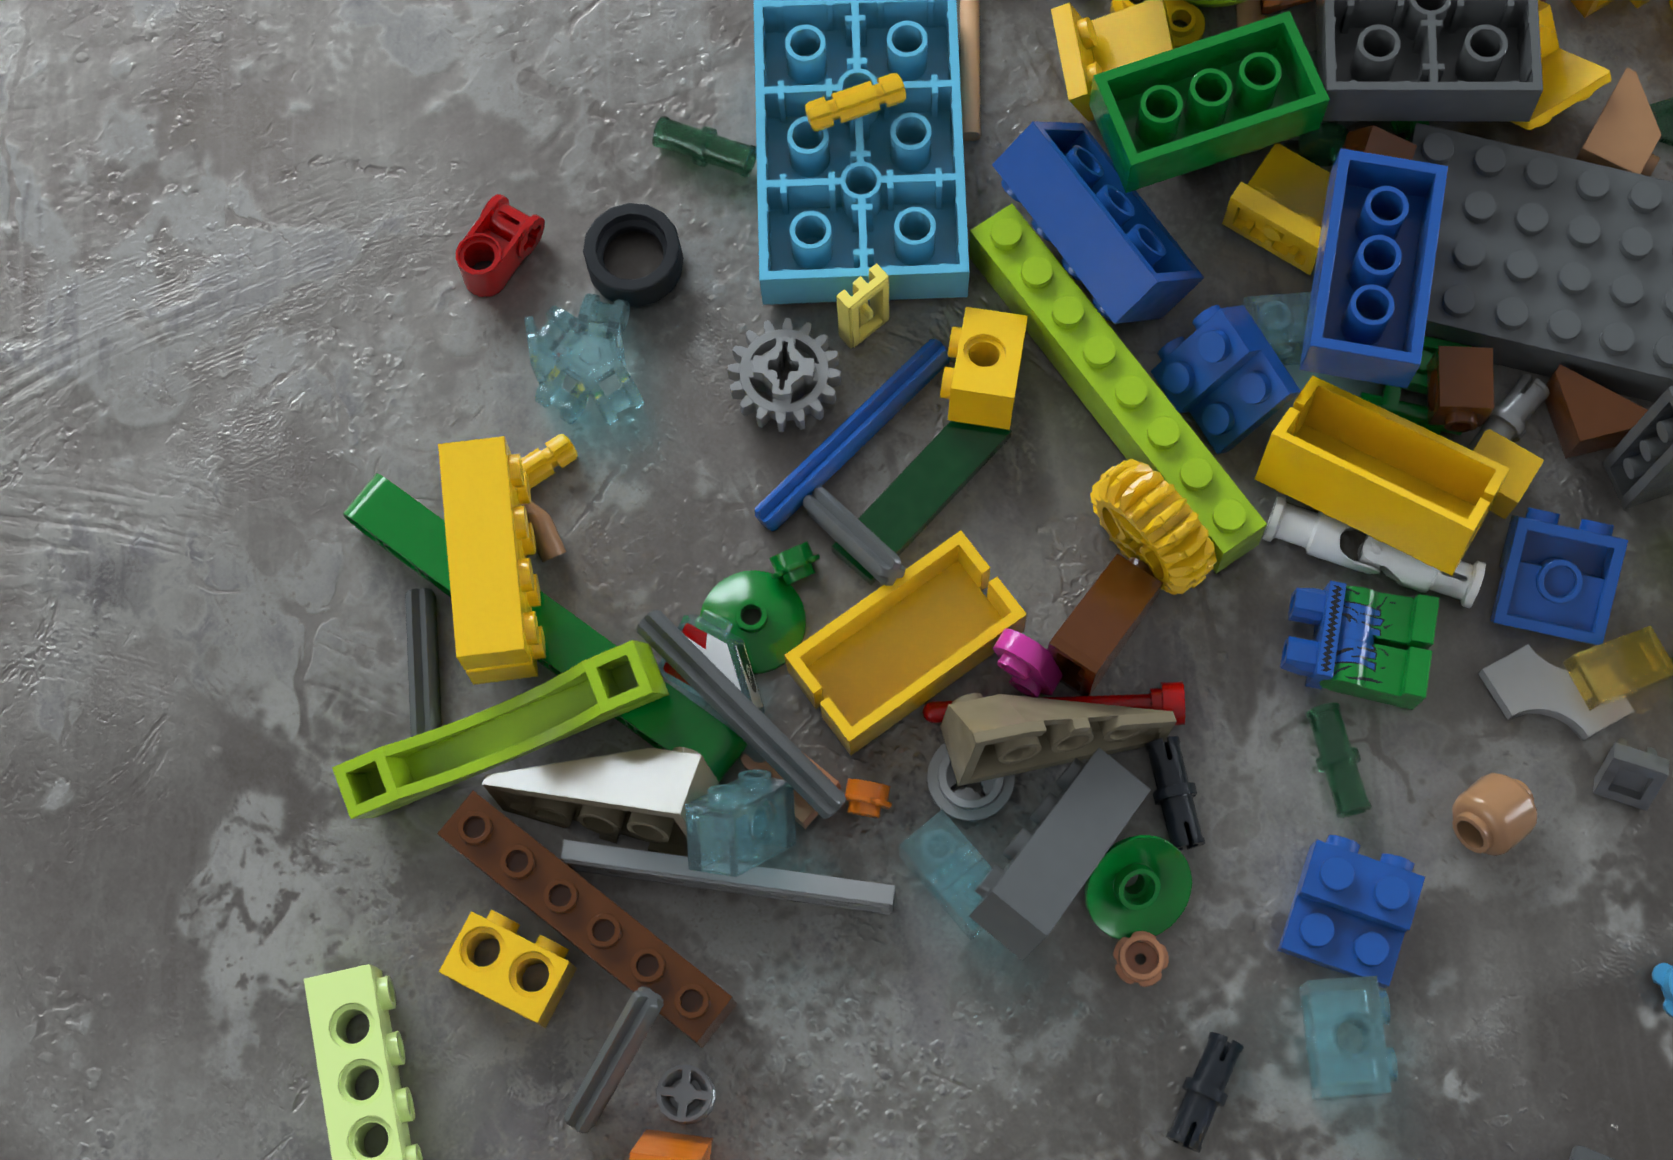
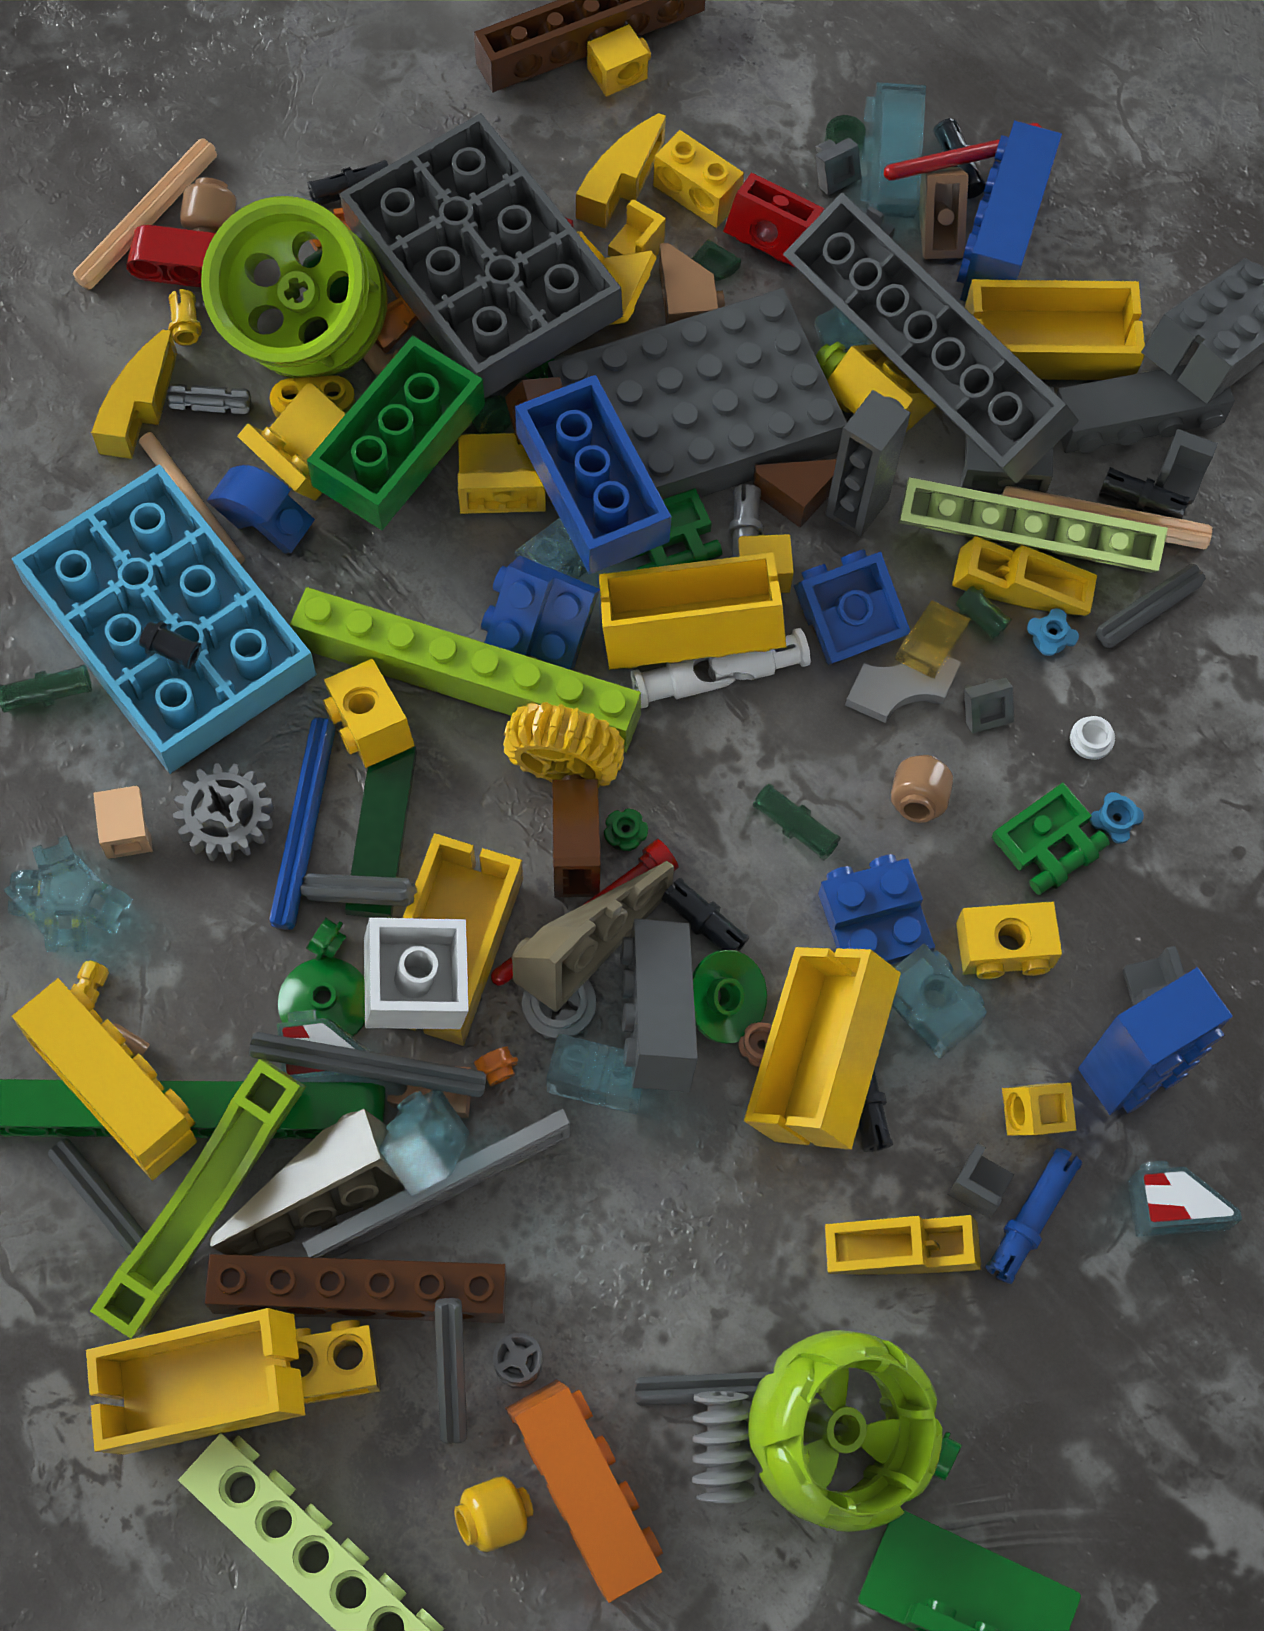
camera: 45 degrees left, 5 degrees down
(379, 902) = (195, 1382): none -> yellow piece
(623, 220) = (35, 769): black tyre -> none
(682, 322) = (121, 822): none -> light nougat panel
(832, 168) = (171, 645): none -> black pin
(839, 658) = (415, 973): none -> white brick
(855, 102) = (143, 584): yellow axle -> none
(855, 314) = (250, 719): light yellow tile -> none
(1025, 83) = (261, 500): none -> blue brick
(1028, 663) = (544, 895): dark pink plate -> none
(1099, 229) = (378, 565): blue brick -> none
(1156, 664) = (625, 840): none -> green plate
(1195, 1007) = (823, 1047): none -> yellow piece
(1363, 642) = (758, 732): hips -> none
(1460, 387) = (702, 520): reddish brown brick -> none
(1506, 1034) = (1029, 924): none -> yellow brick
(1596, 941) = (1041, 828): none -> green plate
(1616, 45) = (641, 233): none -> yellow panel

